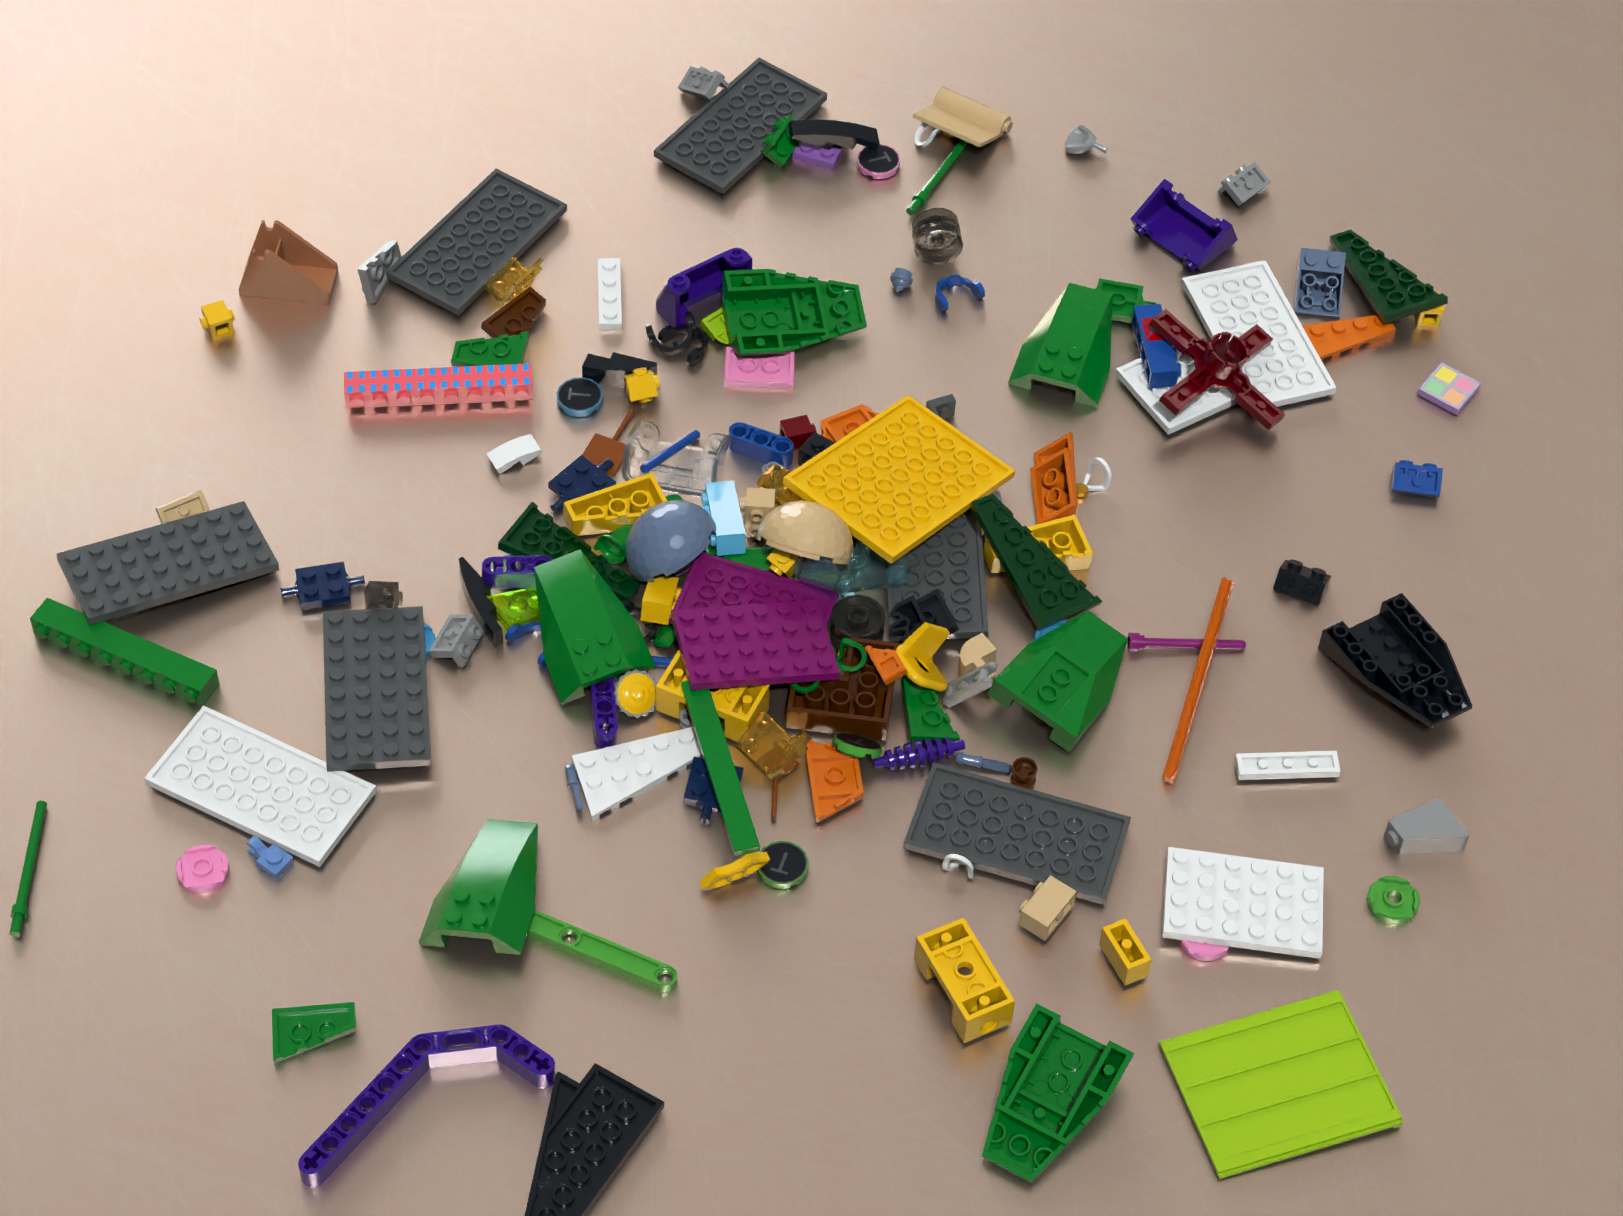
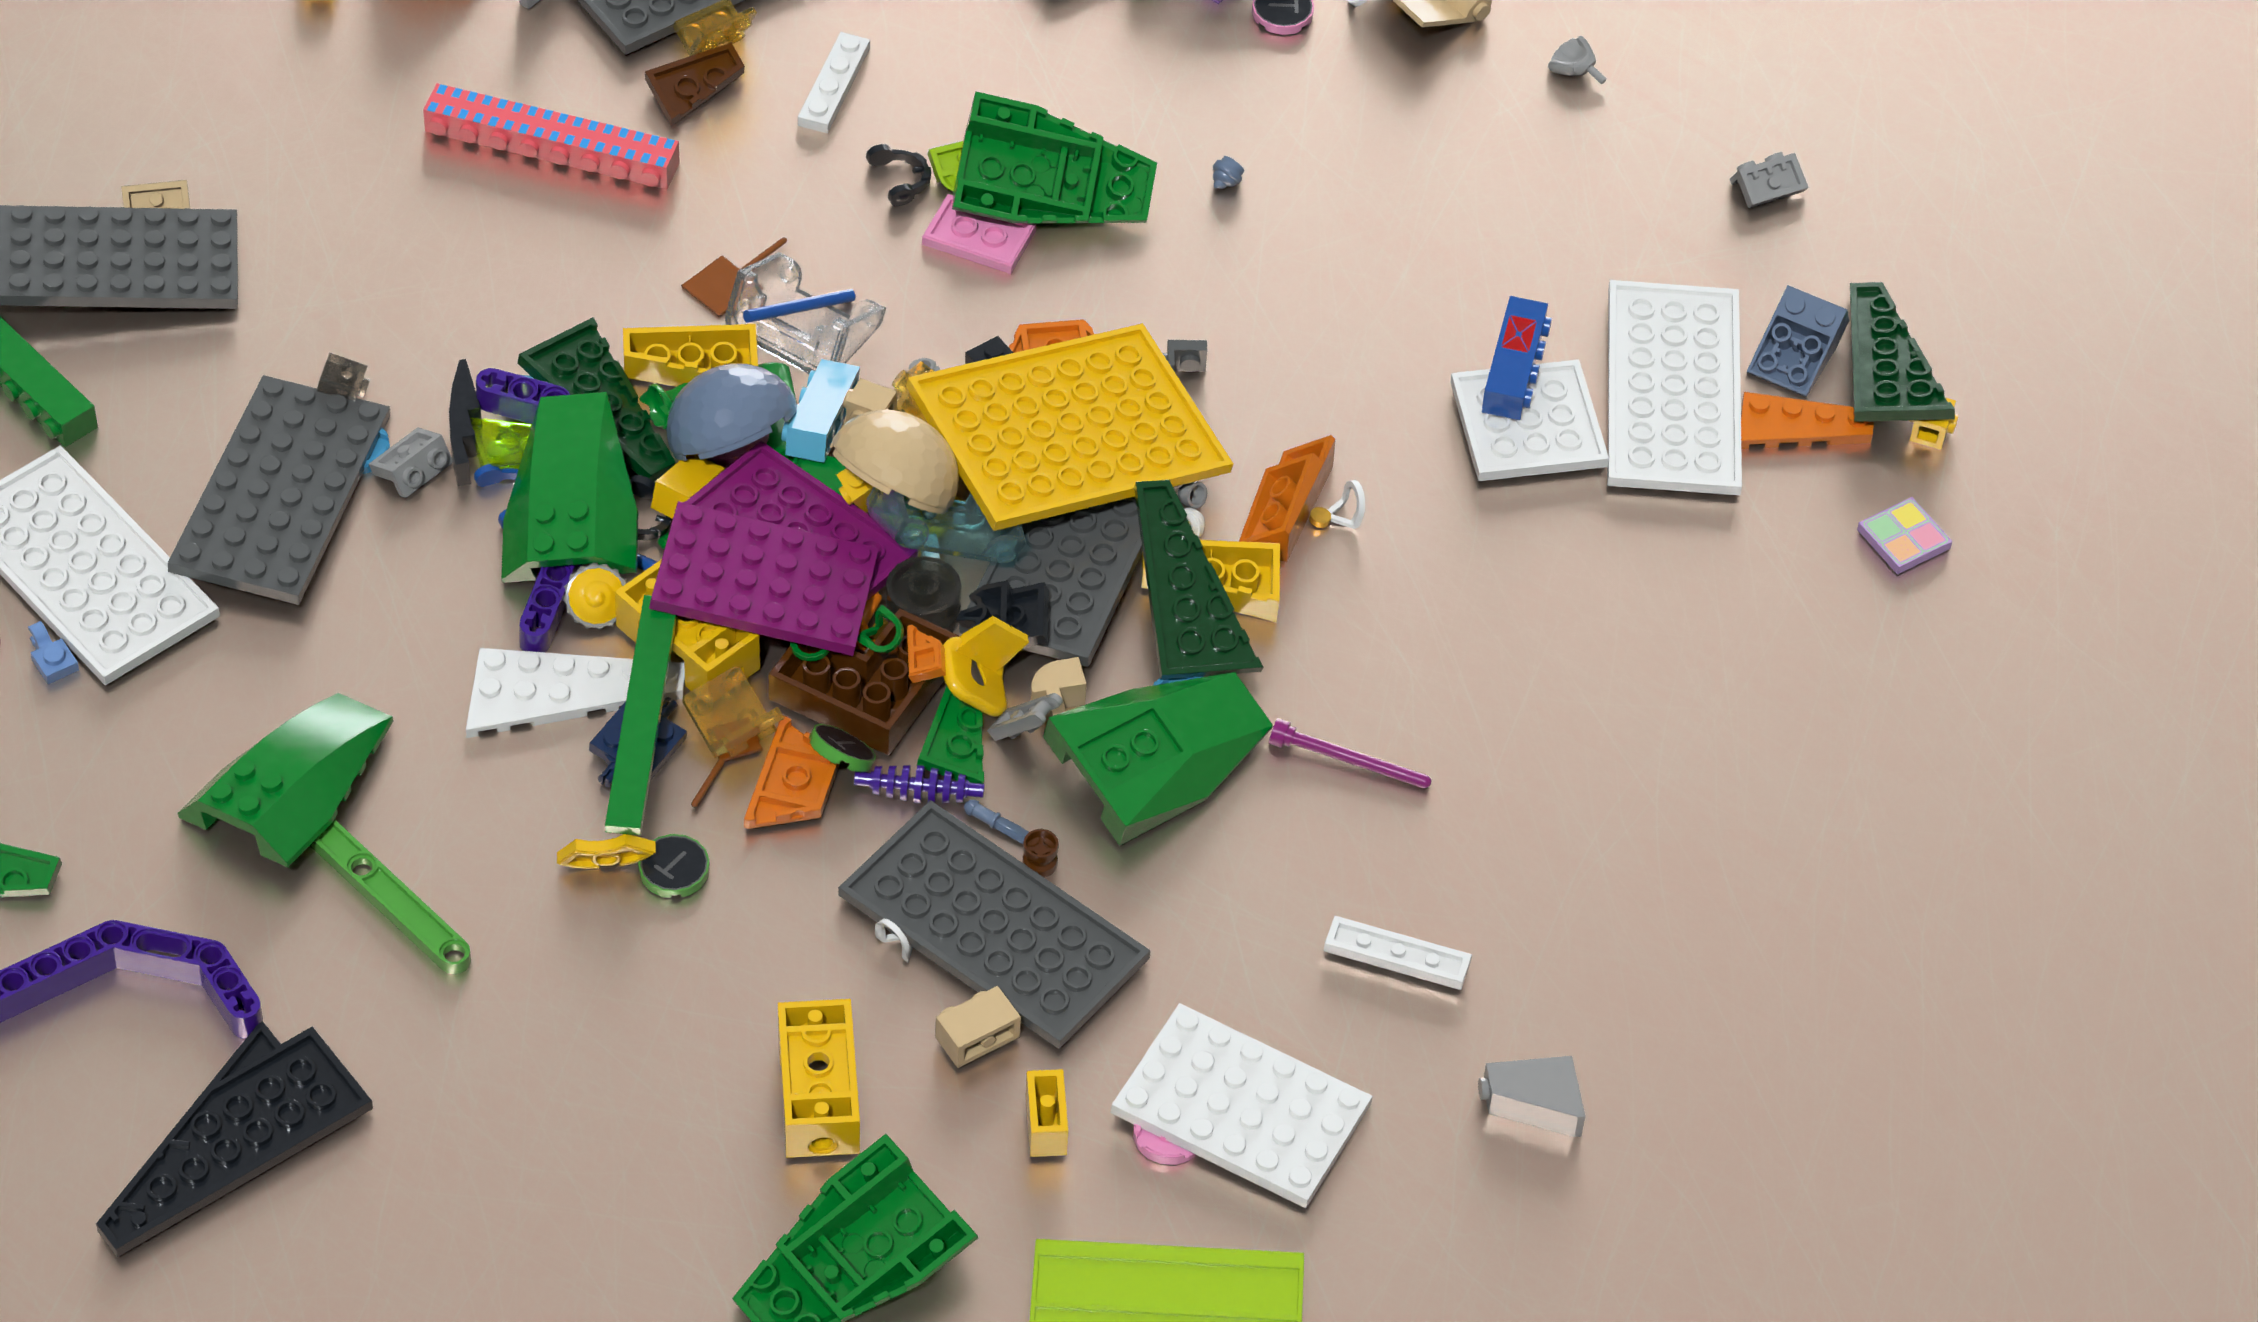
camera: 20 degrees right, 0 degrees up
(322, 585) = (280, 344): dark blue plate -> none
(490, 351) = (640, 112): green wing -> none
(513, 451) = (612, 247): white slope -> none
(574, 784) = (465, 684): sand blue piece -> none
(579, 397) = (725, 203): black tile -> none
(579, 480) = (670, 306): dark blue plate -> none
(611, 370) = (790, 183): black slope -> none
(641, 385) = (808, 210): yellow brick -> none
(677, 348) = (913, 152): black piece -> none
(698, 284) = (943, 100): dark purple windscreen -> none
(760, 444) = (923, 331): blue beam -> none
(797, 430) = (978, 327): dark red brick -> none
(921, 197) = (1315, 72): green bar -> none
(936, 236) = (1298, 128): clear smoke wheel -> none
(976, 288) = (1291, 195): blue piece -> none
(1070, 345) = (1407, 325): green wedge -> none
(1124, 298) = (1500, 277): green plate -> none
(1182, 228) = (1646, 213): dark purple windscreen -> none
(1197, 681) = (1336, 807): orange axle -> none
(1209, 360) = (1557, 413): dark red piece -> none
(1301, 581) = (1551, 724): black bracket -> none
(1393, 912) = (1443, 1185): bright green tile -> none
(1401, 661) = (1621, 869): black wedge -> none
(1417, 479) = (1786, 640): blue bracket -> none

